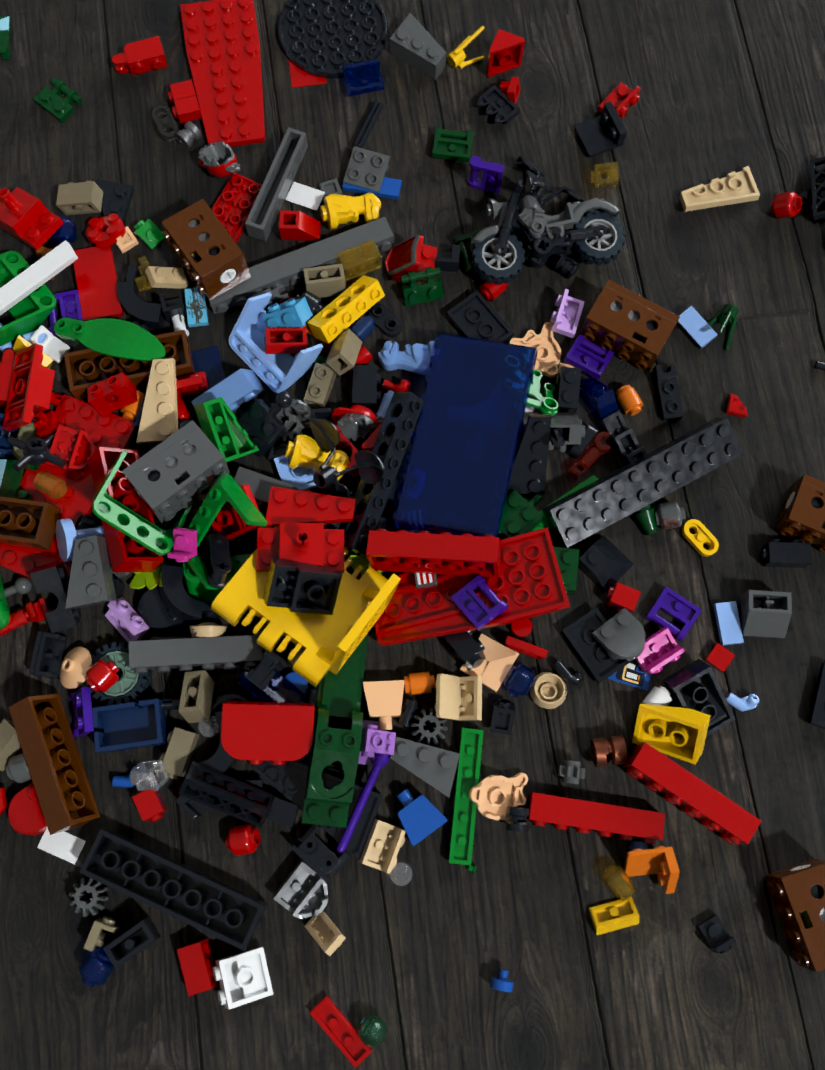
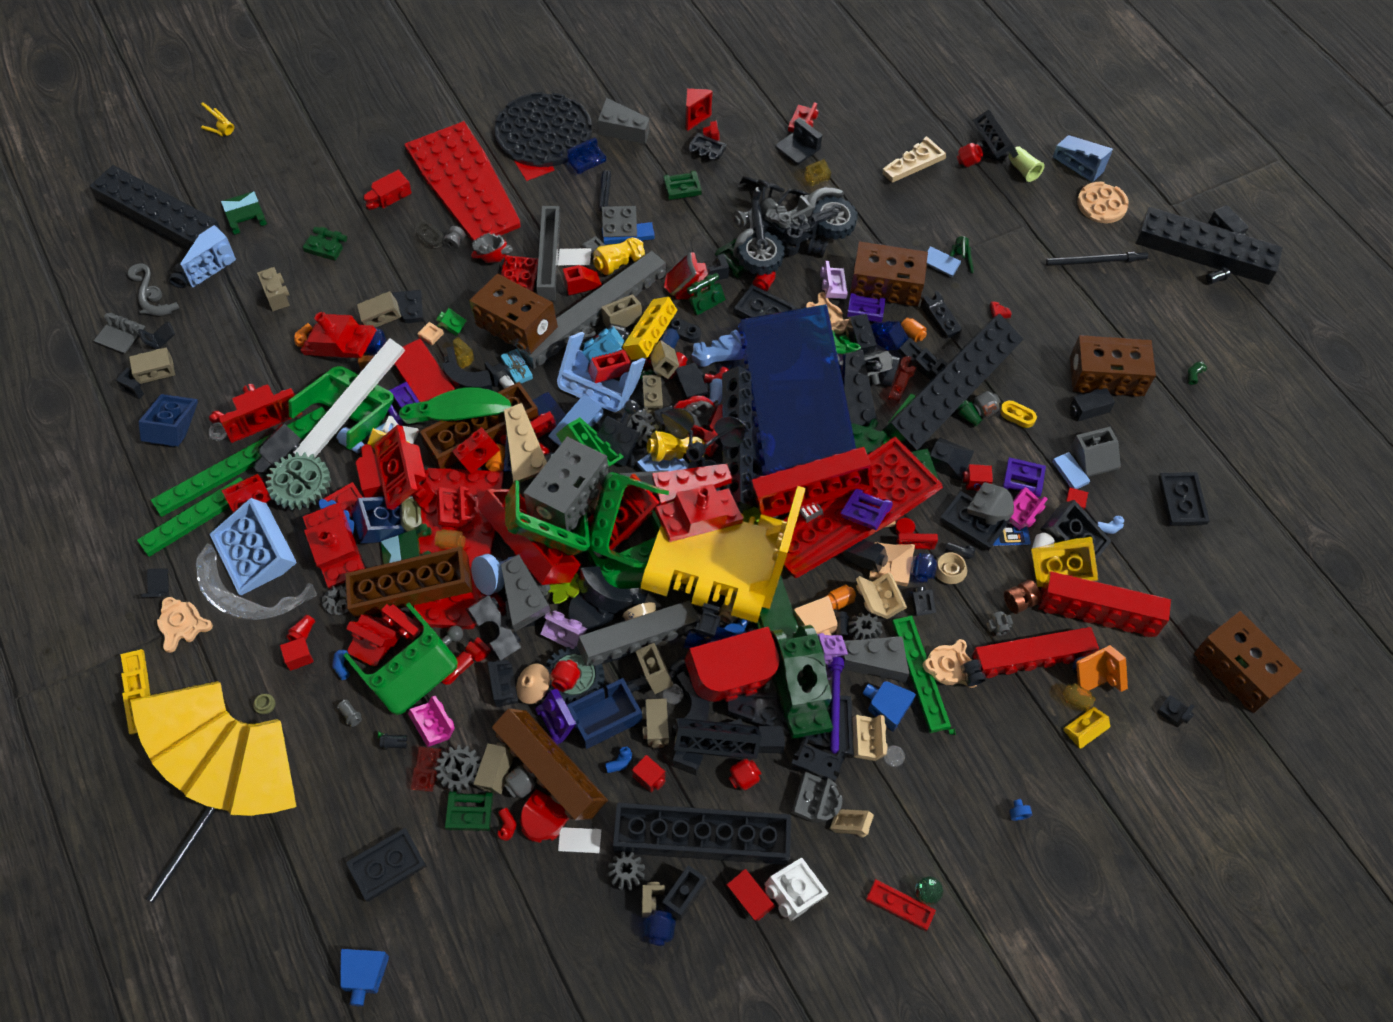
camera: 20 degrees left, 15 degrees down
(35, 452) = (428, 514): black bar -> none
(105, 230) = (412, 329): red plate -> none
(143, 775) = (642, 739): clear brick -> none
(167, 277) = (483, 349): tan plate -> none
(183, 544) = (599, 537): dark pink bracket -> none
(185, 101) = (440, 213): red brick -> none
(217, 559) = (629, 544): black piece -> none
(301, 587) = (716, 537): black slope -> none
(360, 260) = (646, 287): clear yellow bracket -> none
(457, 56) = (657, 120): yellow plant -> none
(491, 178) = (727, 198): dark purple plate -> none

